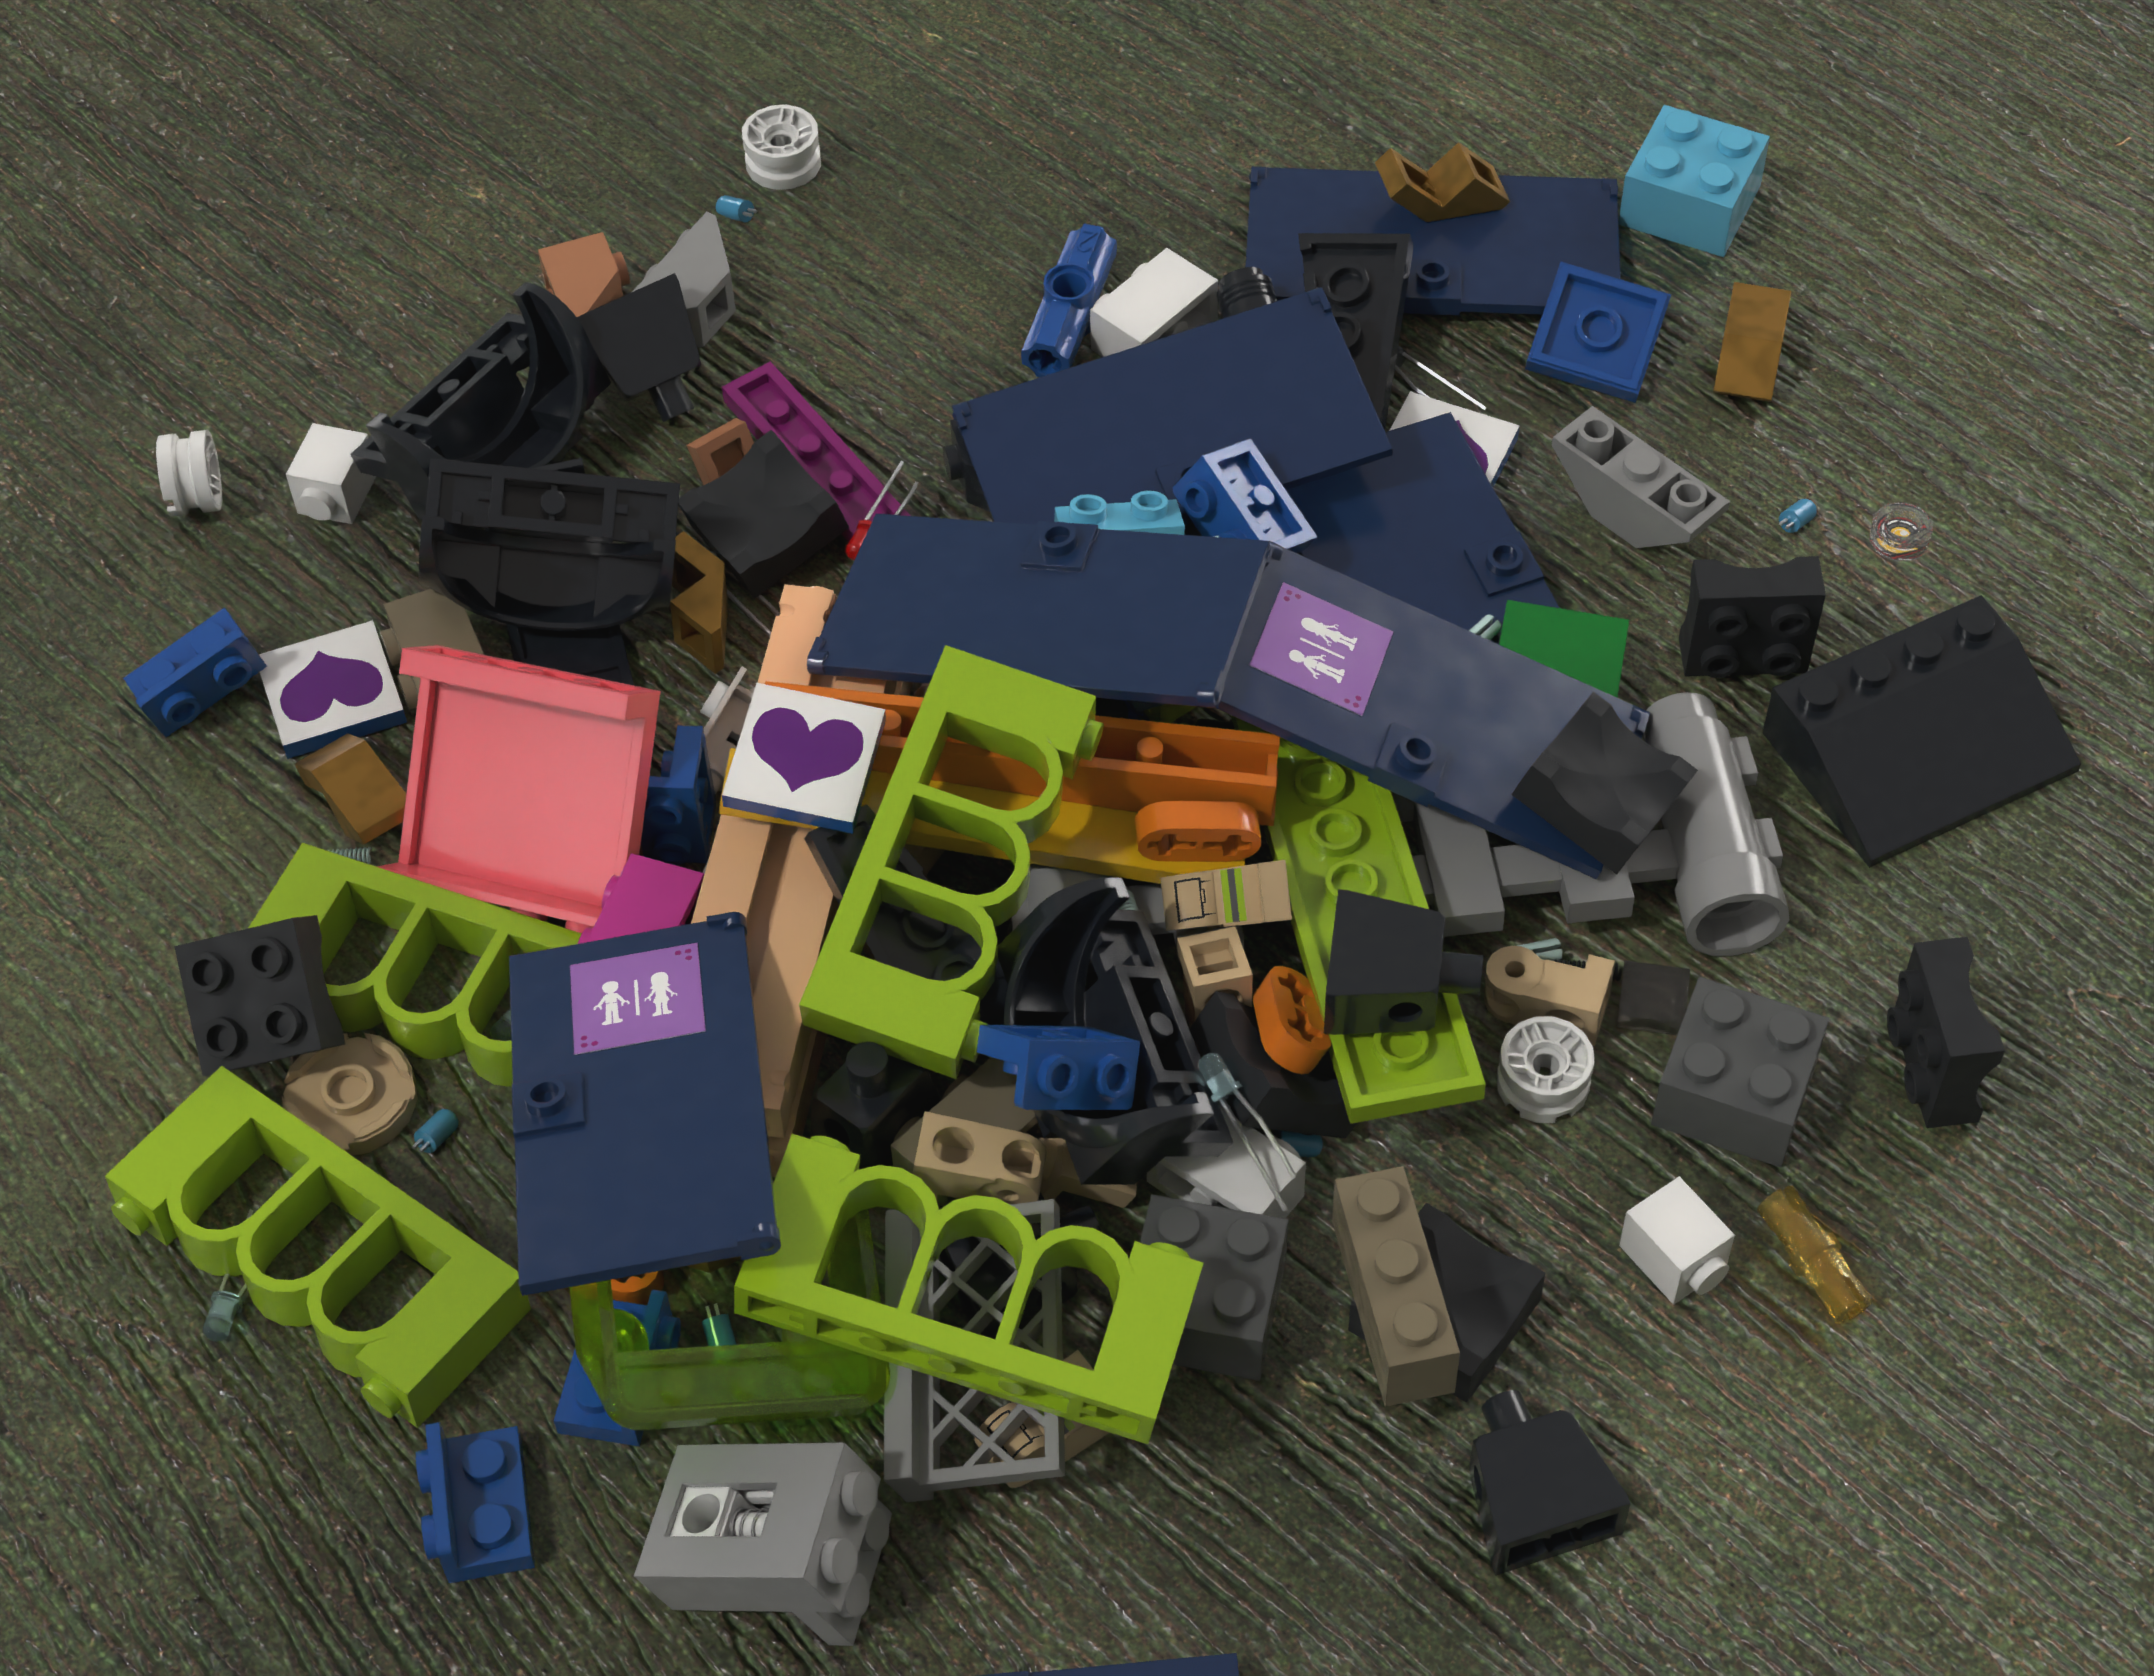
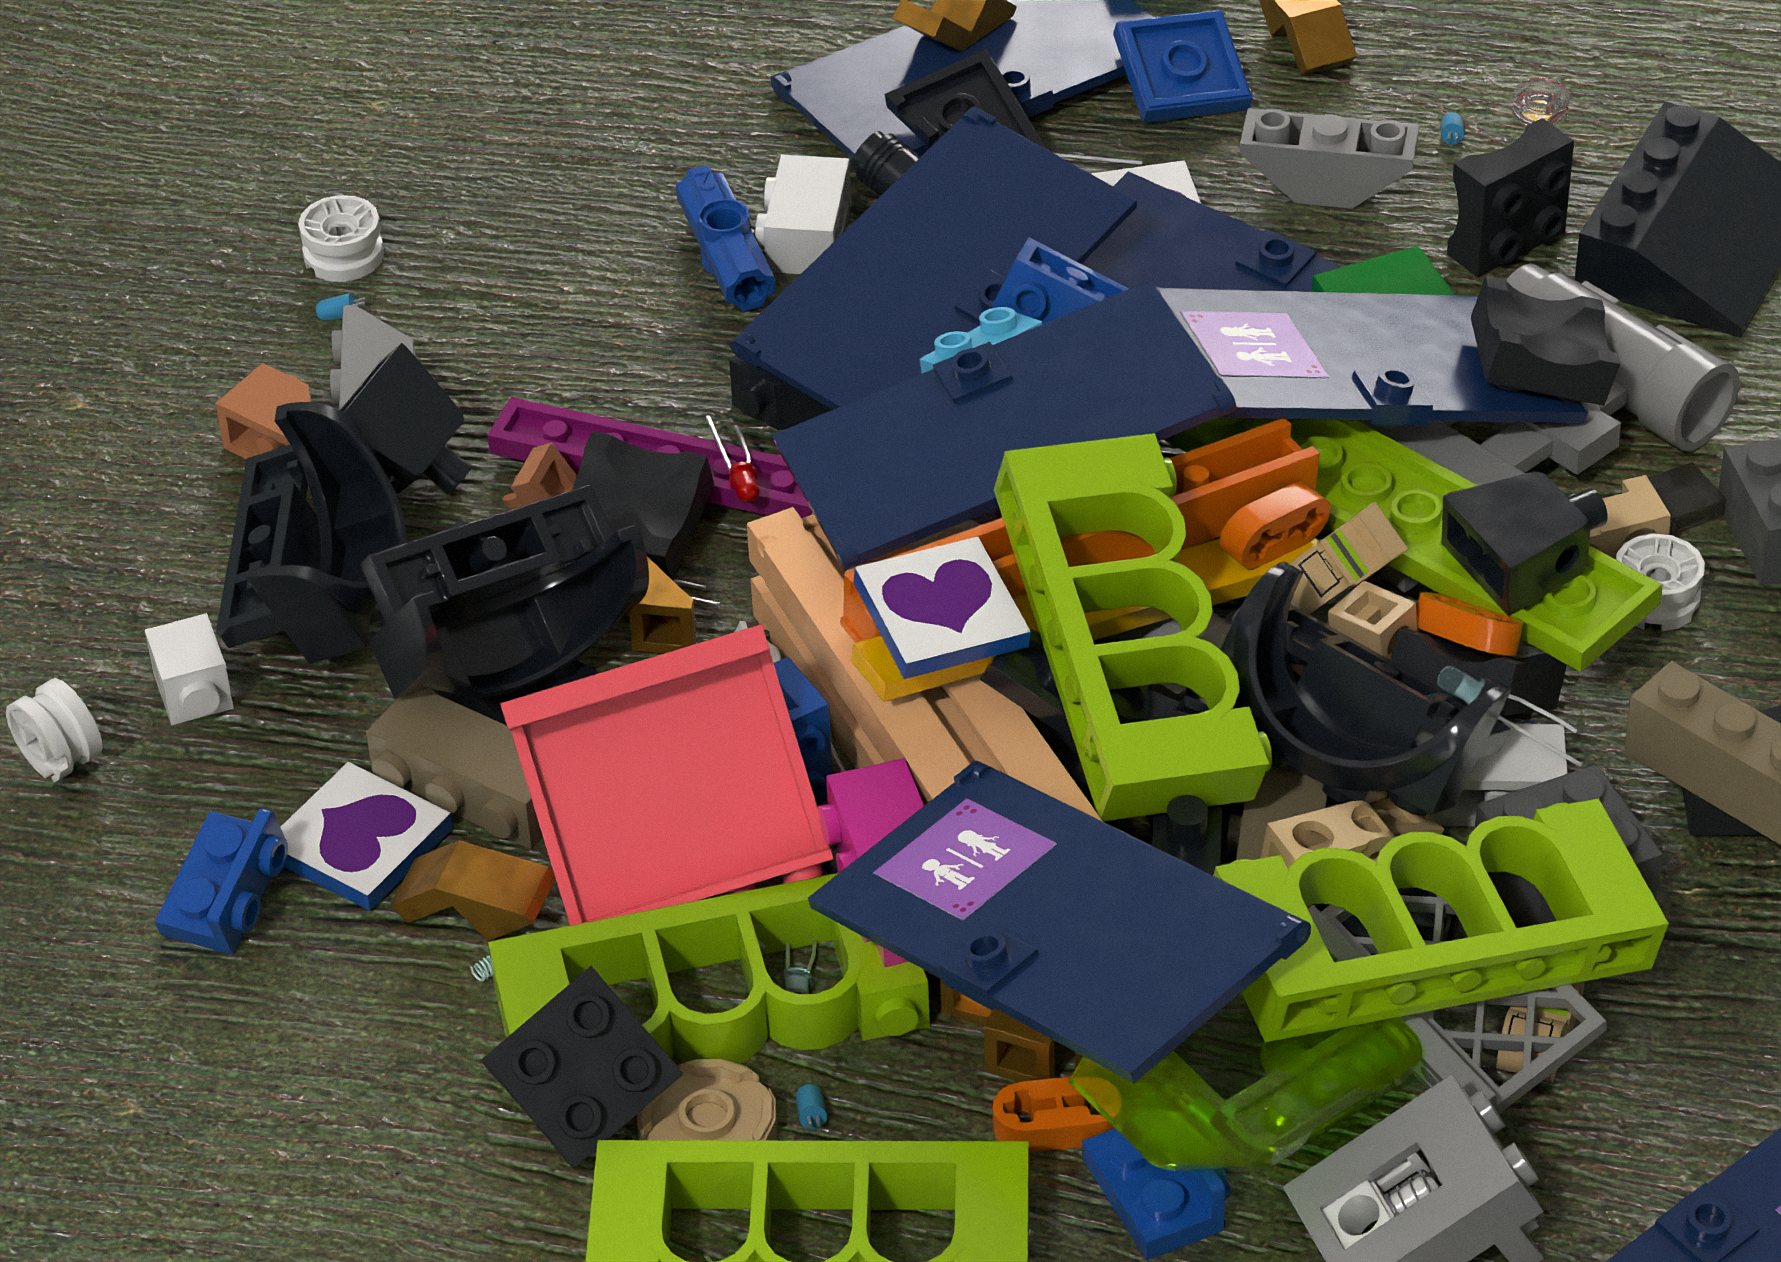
camera: 35 degrees left, 10 degrees down
(1064, 1065) = (1372, 718): blue bracket -> none

